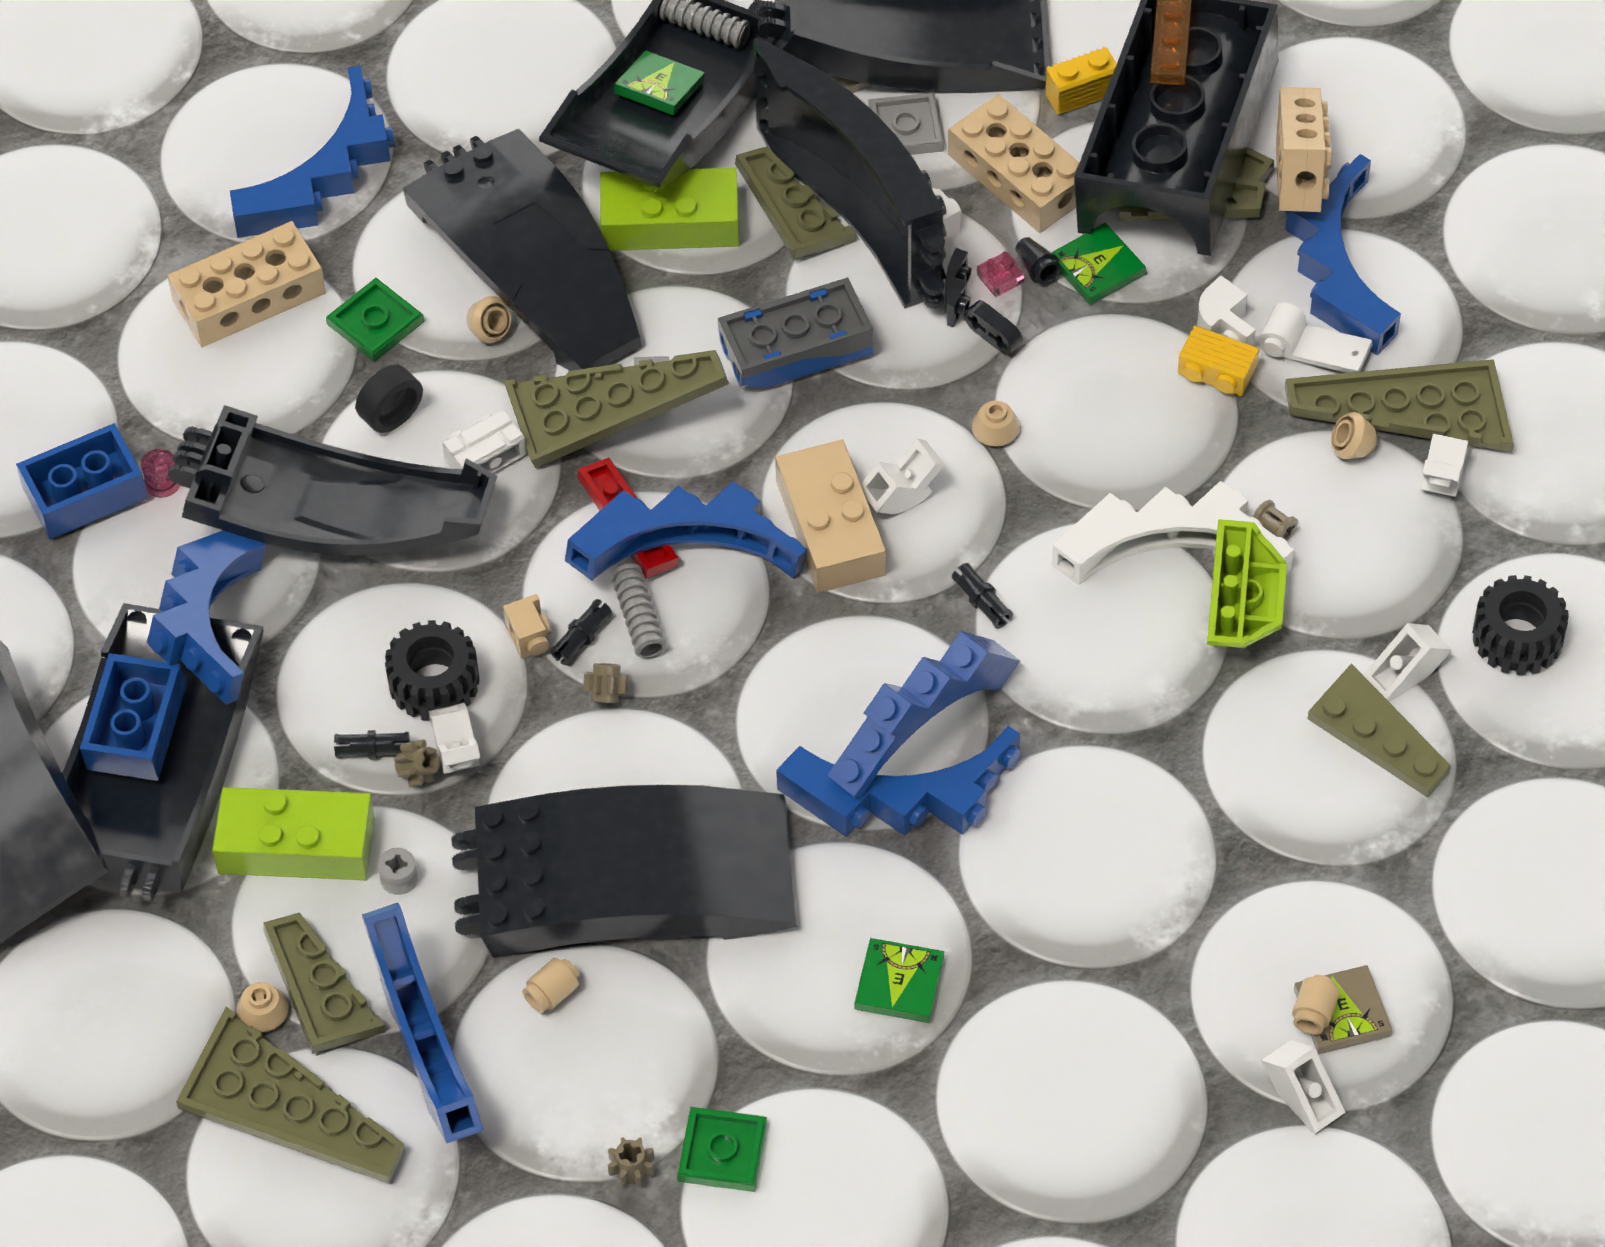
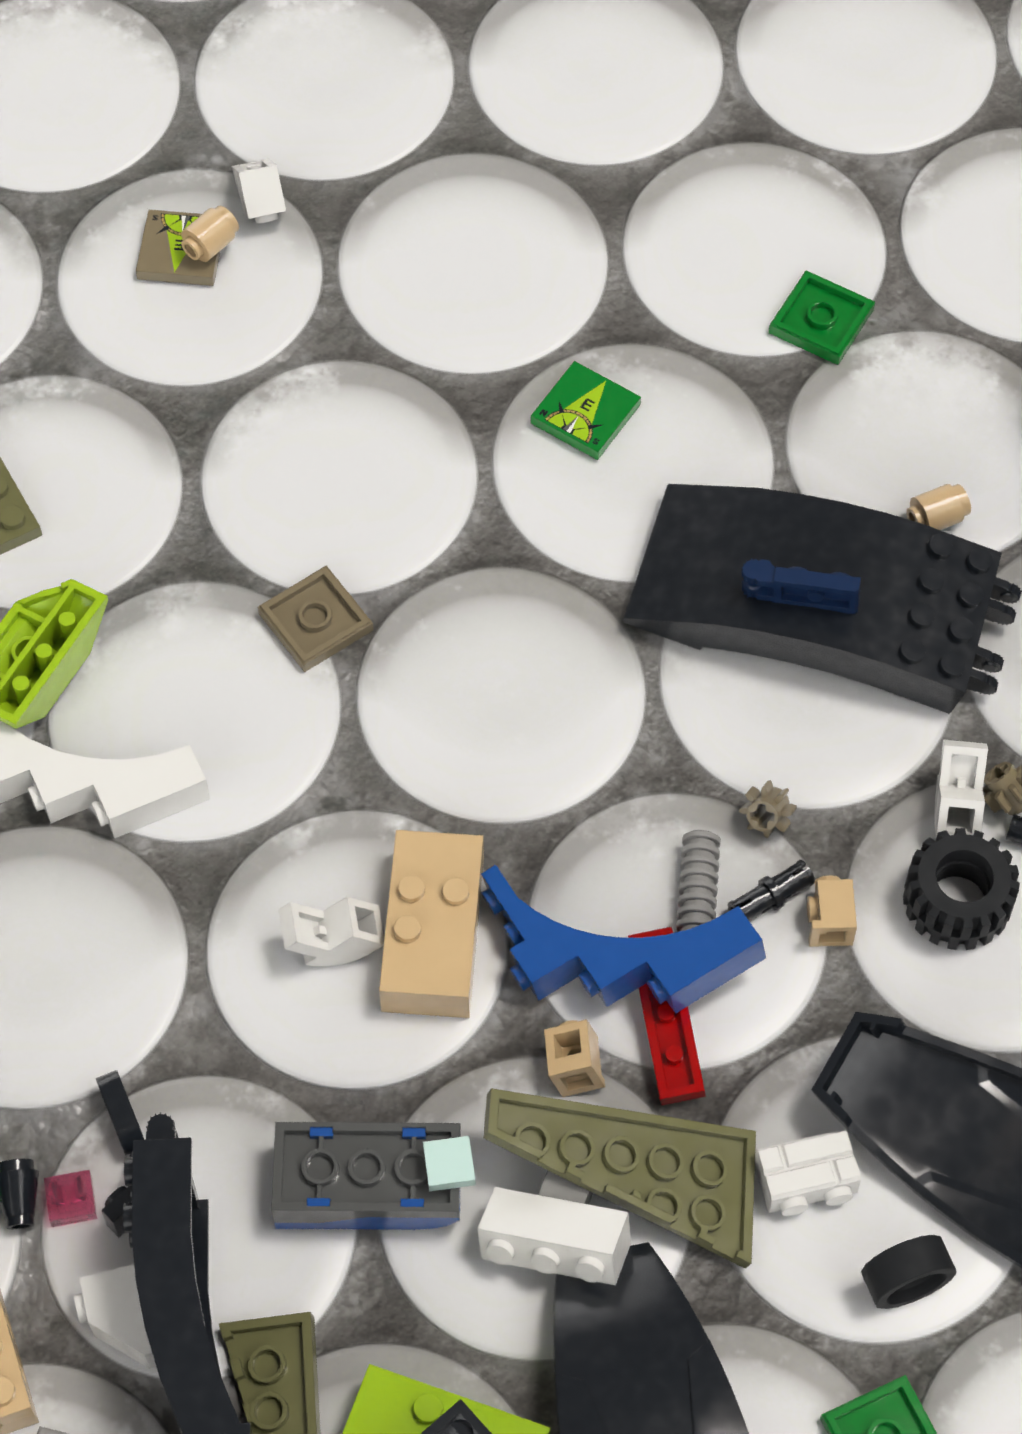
camera: 160 degrees left, 5 degrees up
(489, 319) = (745, 1362): tan cone -> none
(622, 336) = (554, 1236): none -> white brick
(637, 812) = (801, 587): none -> dark blue hinge
(641, 1159) = (916, 321): dark tan gear -> none
(684, 462) = (573, 1057): none -> tan brick
(736, 336) = (449, 1163): none -> light aqua tile
(898, 712) = (428, 611): blue arch -> none
(903, 801) = (502, 571): blue arch -> none
(982, 595) = (307, 776): black pin -> none
(995, 424) = (184, 986): tan cone -> none
(1045, 721) = (315, 618): none -> dark tan tile

